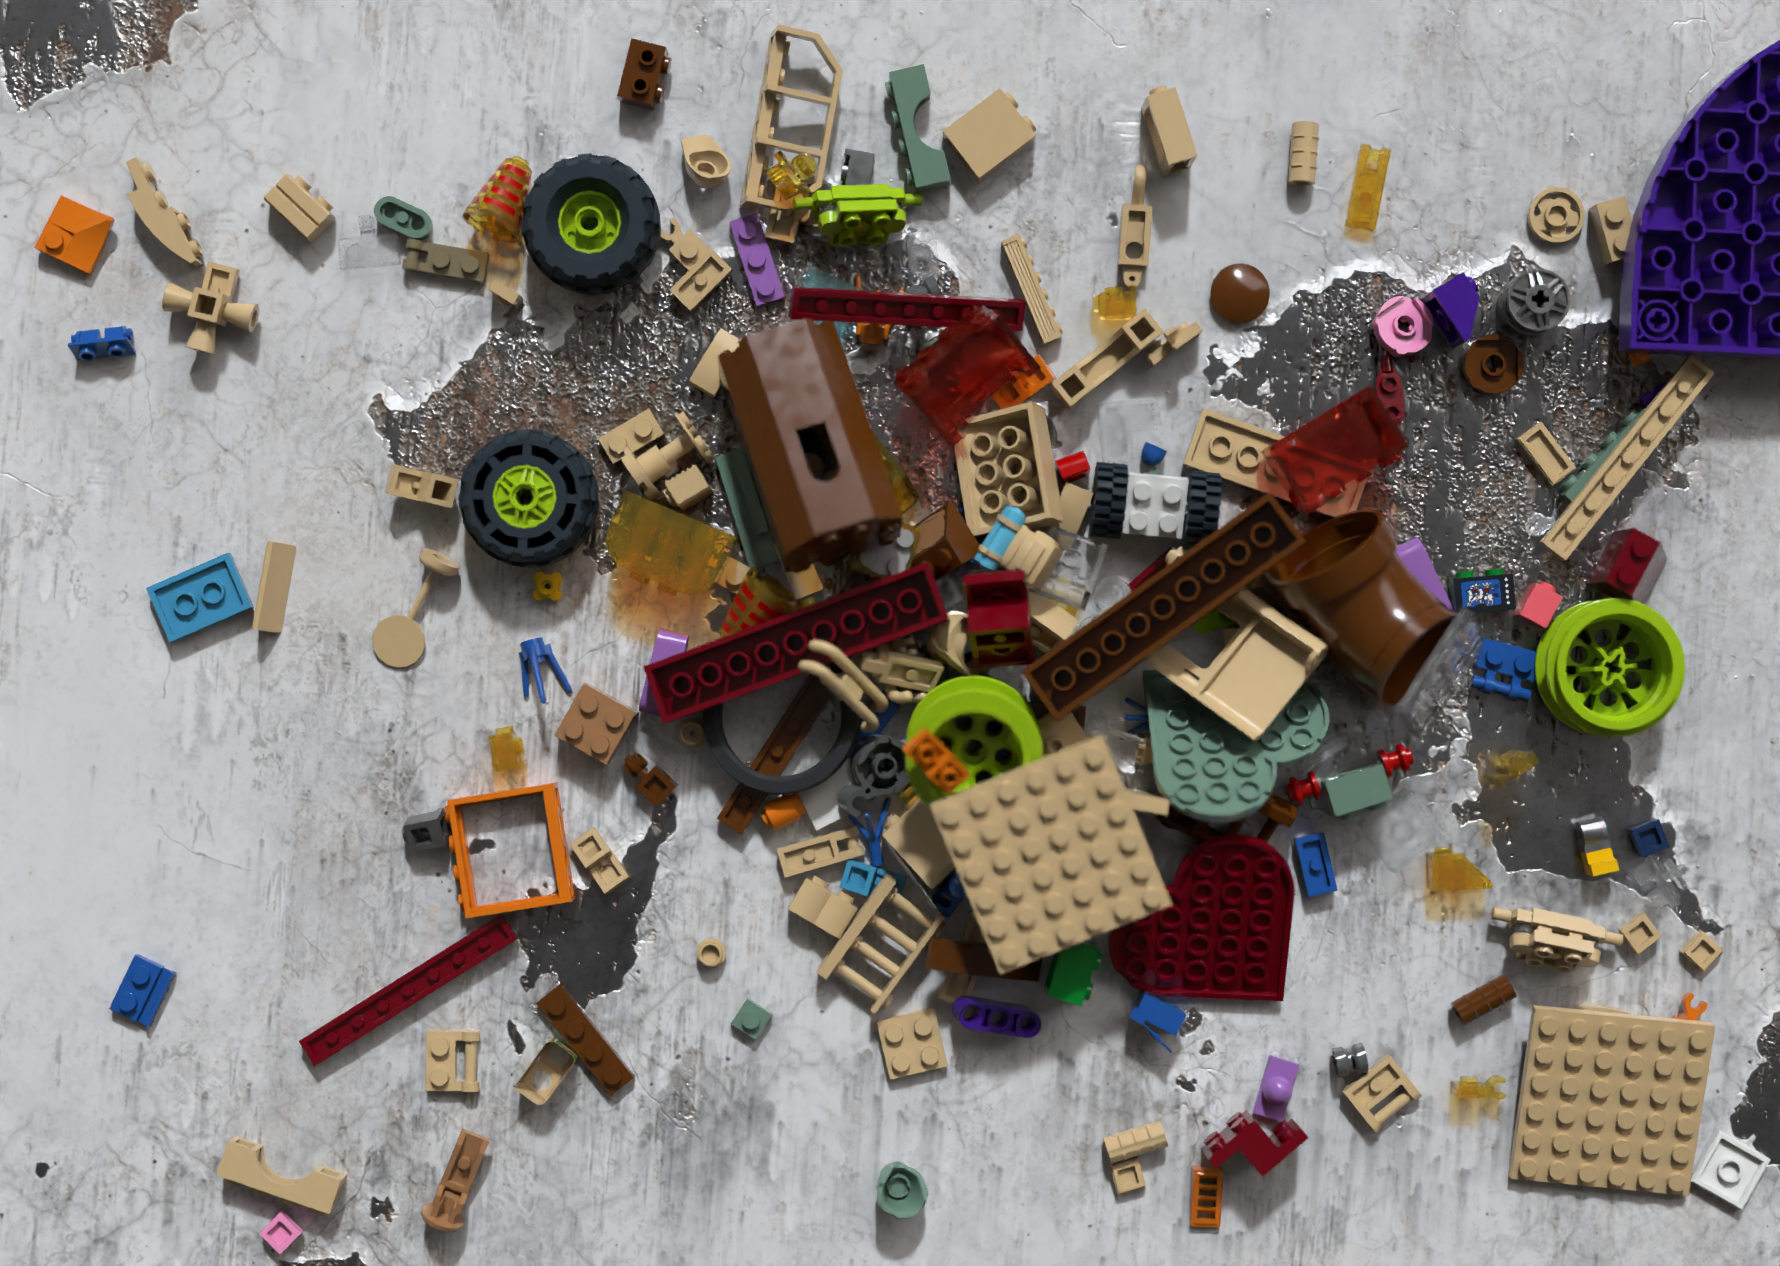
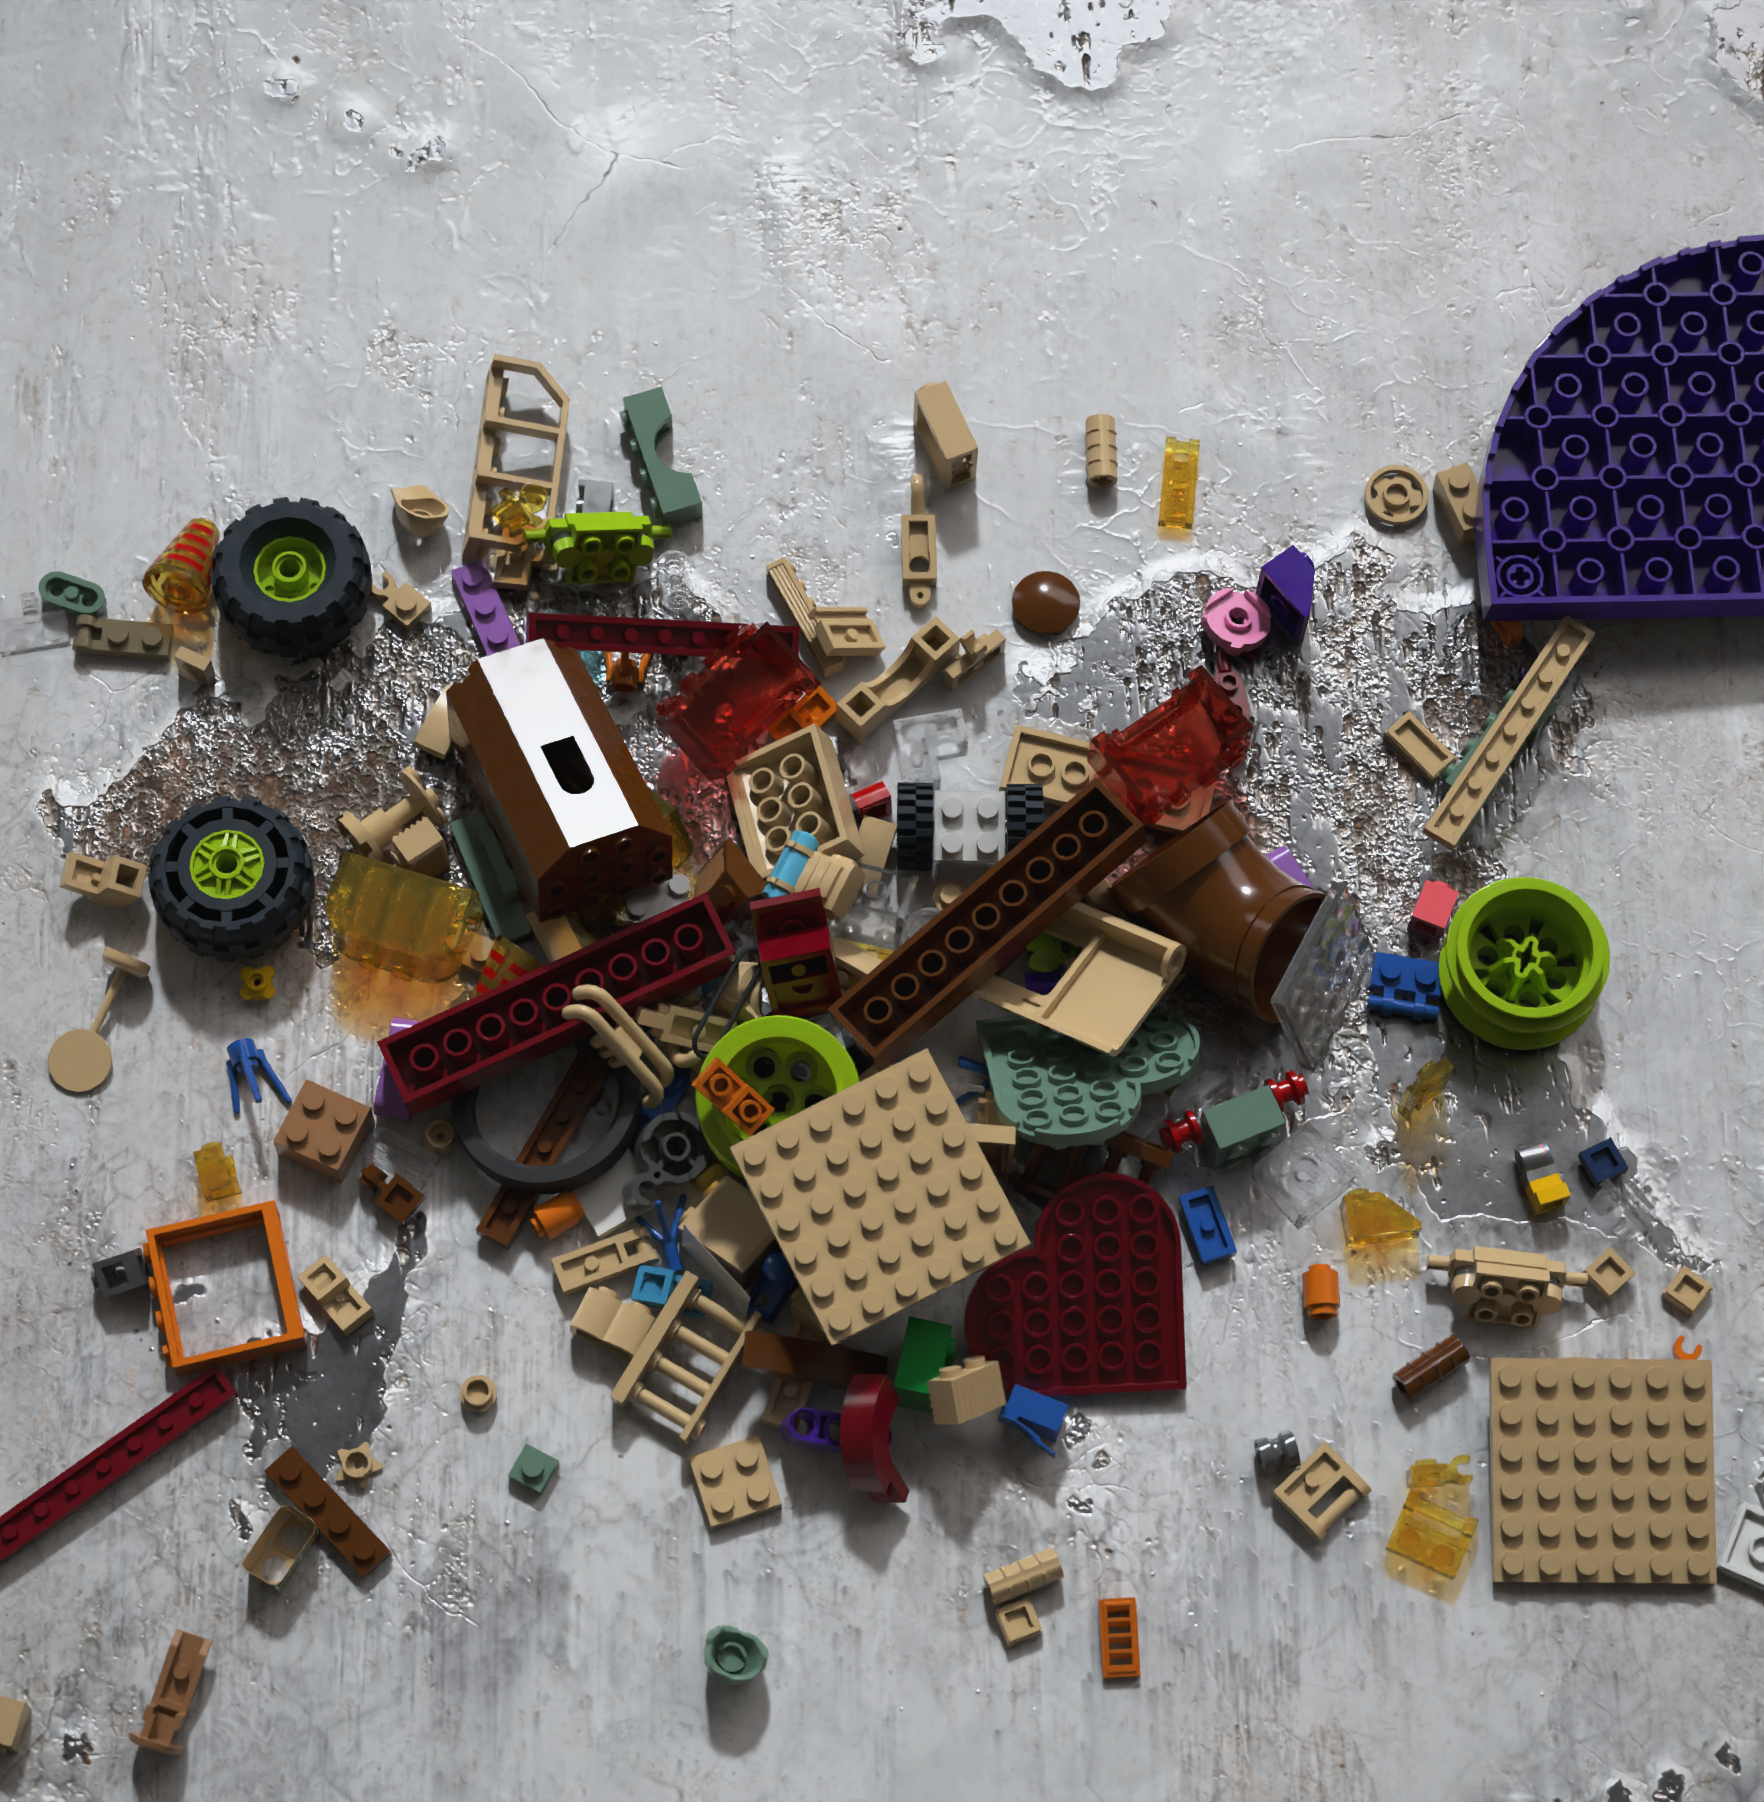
camera: 10 degrees left, 20 degrees down
(442, 1060) = (149, 1552): tan plate -> none
(619, 1002) = (350, 1458): none -> tan plate
(634, 433) = (359, 800): tan plate -> none
(644, 74) = (344, 425): reddish brown brick -> none
(701, 280) = (421, 634): tan plate -> none
(930, 652) = (719, 993): none -> black piece
(990, 135) = (742, 458): tan brick -> none
(1021, 1030) = (865, 1438): none -> dark red arch
(1065, 311) = (846, 631): none -> tan plate
(1105, 1004) = (966, 1391): none -> tan brick
(1115, 304) = (901, 621): clear yellow brick -> none
(1131, 558) = (946, 893): none -> tan plate
(1152, 454) = (963, 779): blue hinge -> none
(1202, 645) = (1041, 982): none -> dark purple plate
(1248, 1137) = (1168, 1555): dark red bracket -> none
(1275, 1088) = (1190, 1498): medium lavender tile -> none
(1402, 929) = (1321, 1292): none -> orange brick
(1459, 1143) = (1426, 1544): none -> clear yellow plate
(1482, 593) = (1376, 897): brick -> none
(1503, 351) = (1340, 673): reddish brown plate -> none
(1521, 314) = (1375, 598): flat silver wheel -> none
(1628, 565) = (1537, 845): dark red slope -> none

